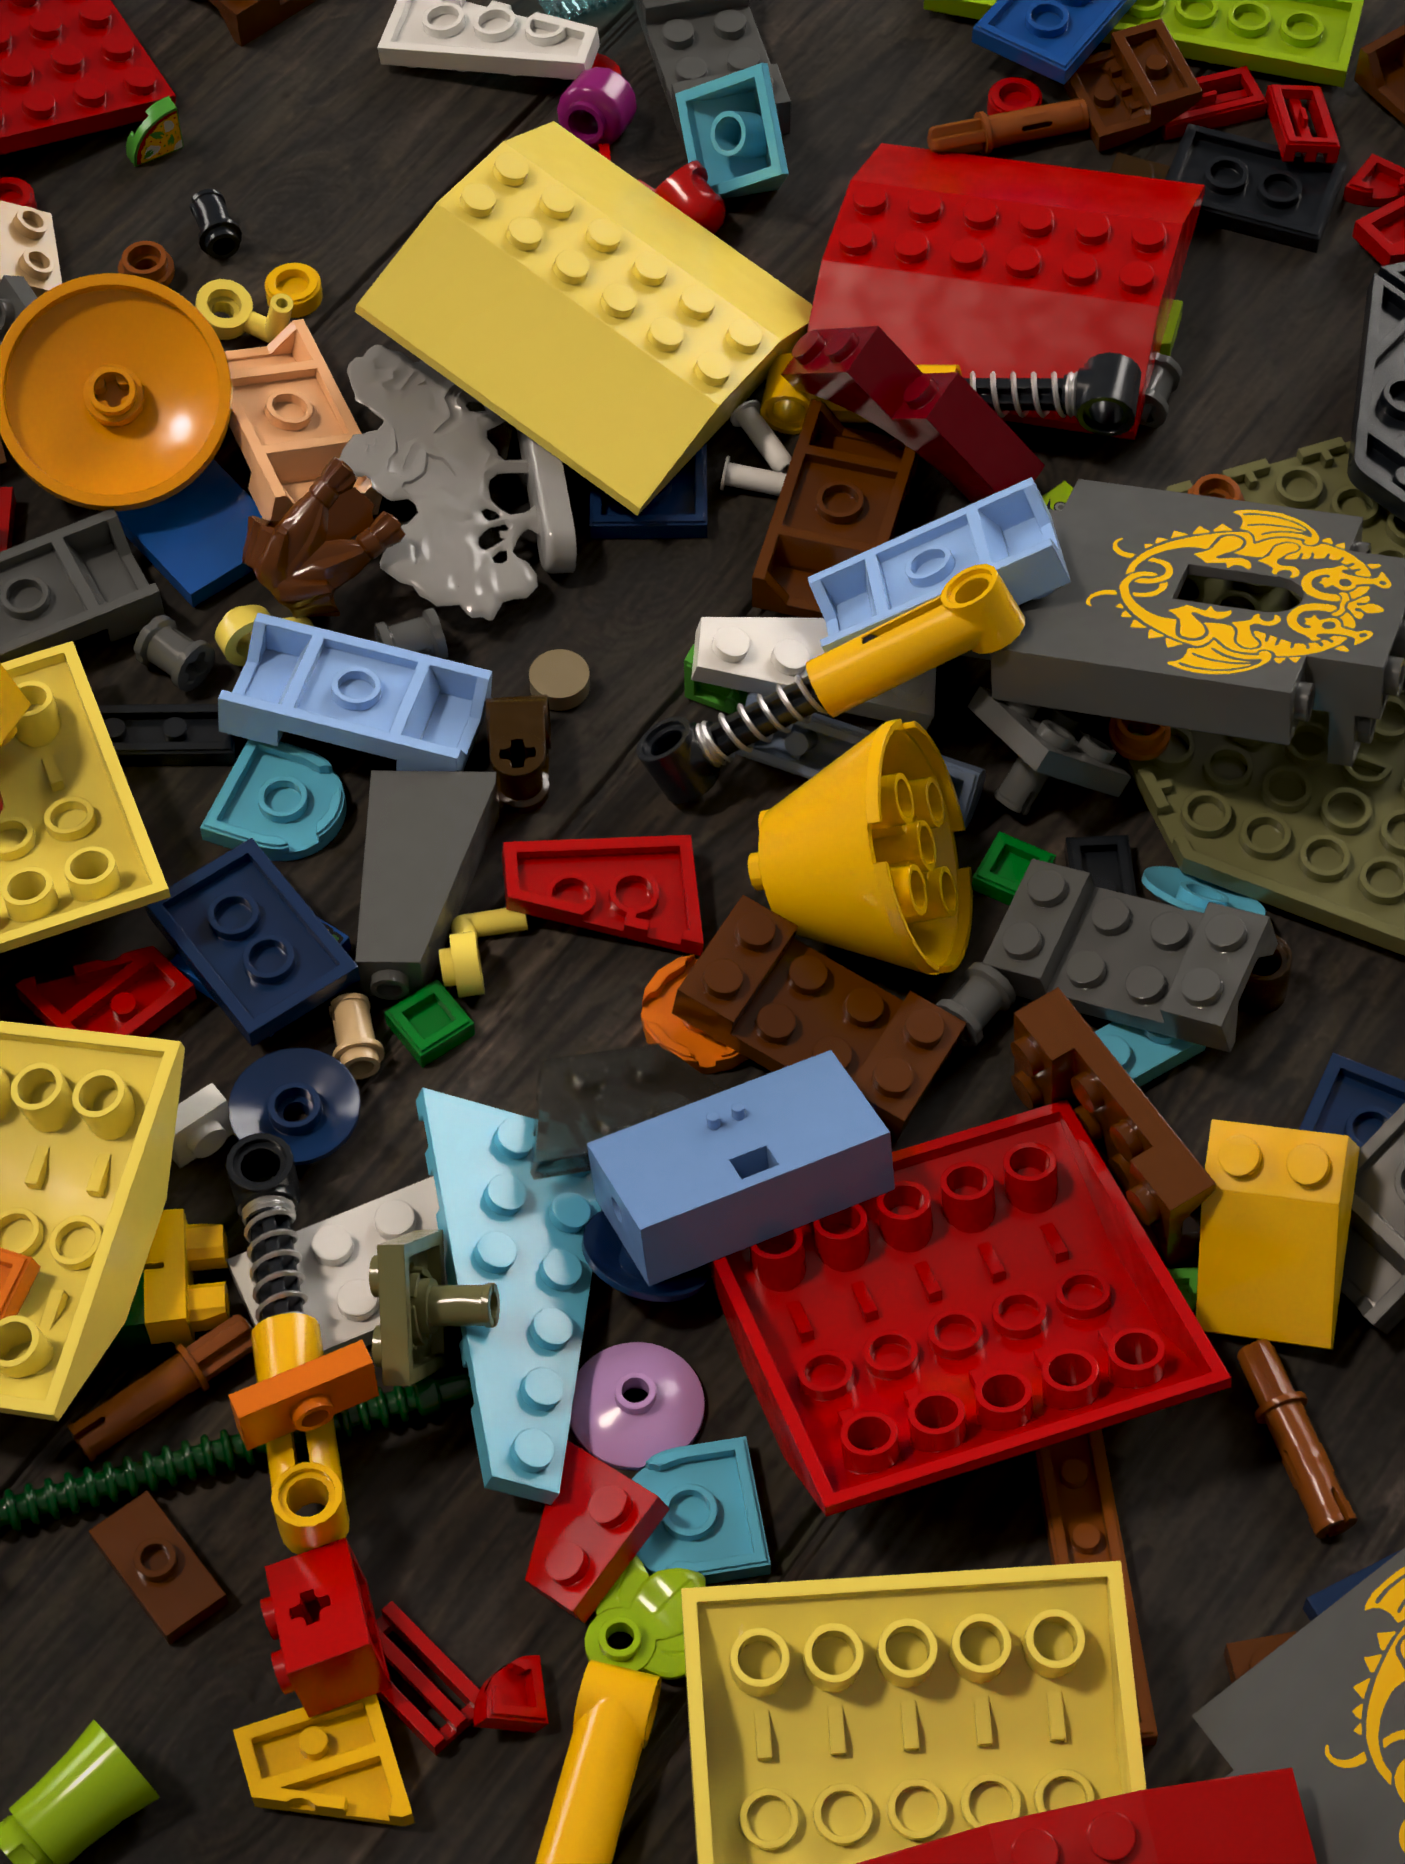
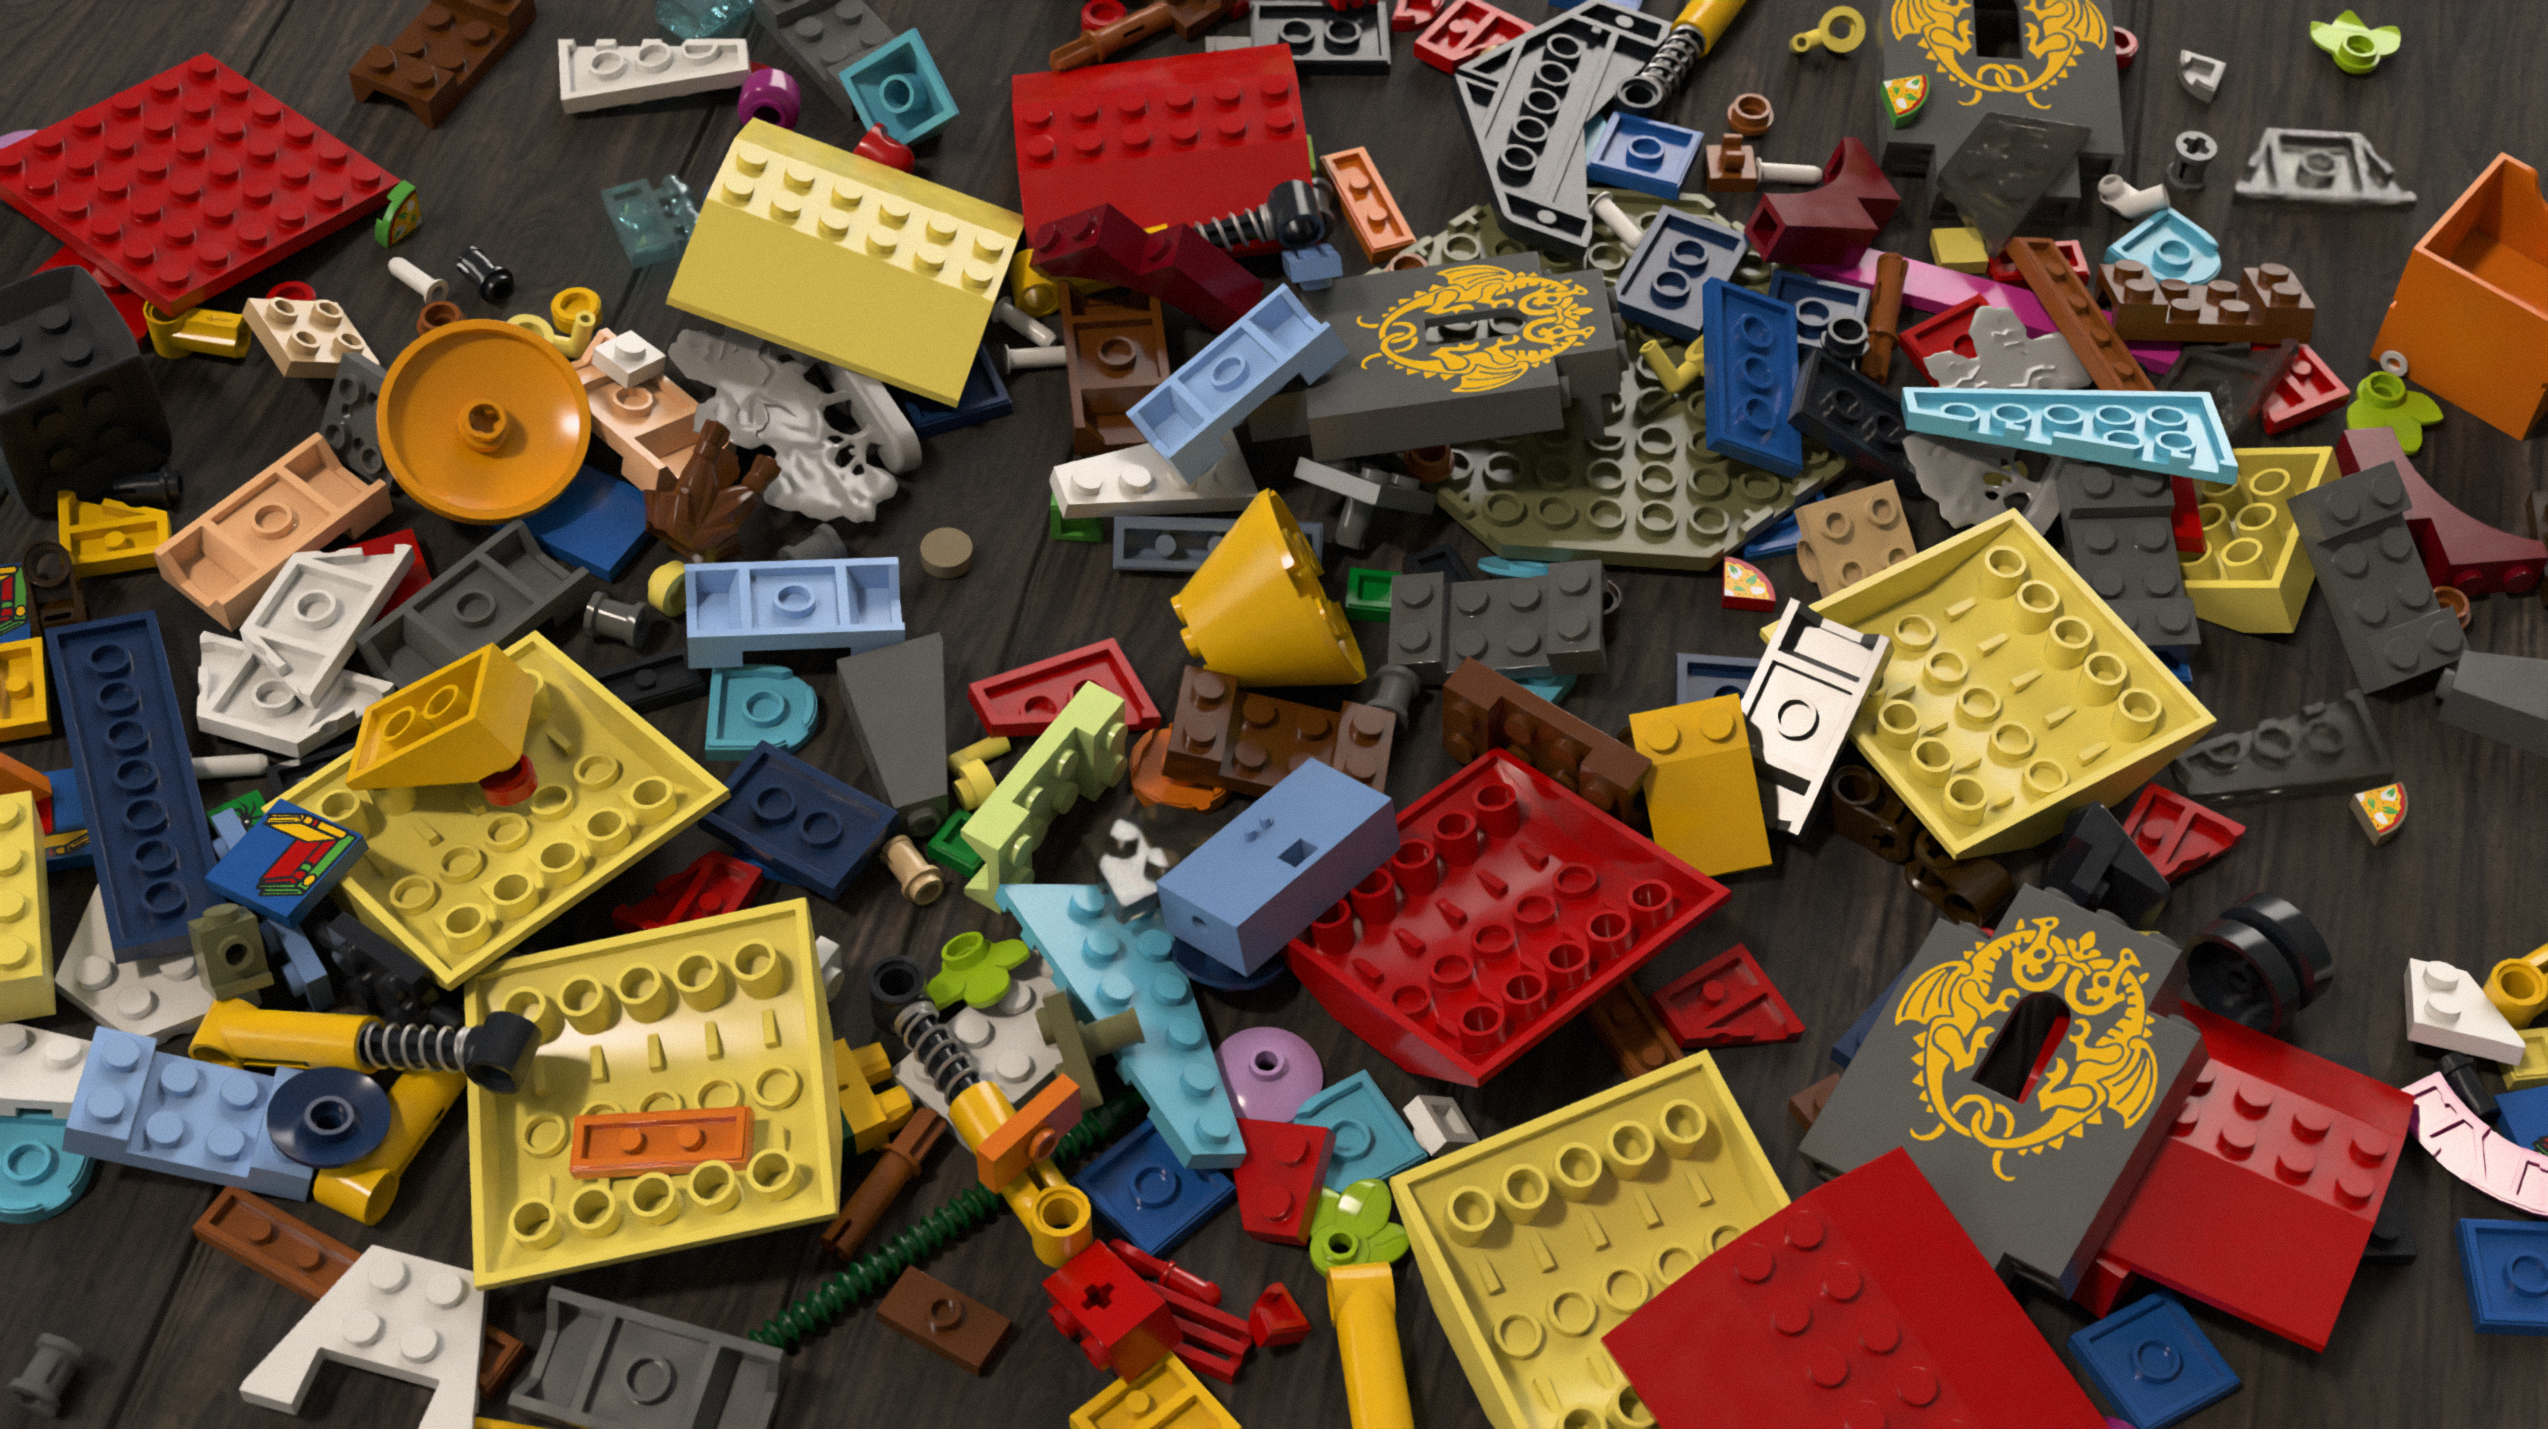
camera: 25 degrees left, 5 degrees down
(154, 226) = (431, 289): none -> white piece
(297, 1083) = (887, 919): dark blue dish -> none
(304, 362) = (628, 359): none -> white plate
(364, 1177) = (976, 970): none -> lime plate
(402, 199) = (641, 222): none -> clear light blue plate
(421, 1602) = (1169, 1274): none -> red piece
(438, 1501) = (1148, 1194): none -> blue tile
(520, 750) = (940, 605): dark brown piece -> none
(581, 955) = (1073, 756): none -> yellowish green piece
(798, 1537) = (1439, 1125): none -> white plate
(968, 615) = (1284, 399): piece -> none
(1093, 461) = (1312, 266): none -> medium blue plate
(1199, 1502) = (1725, 1005): none -> red wing
(1217, 400) = (1366, 204): none -> orange tile
(1296, 1440) = (1778, 942): dark orange axle -> none

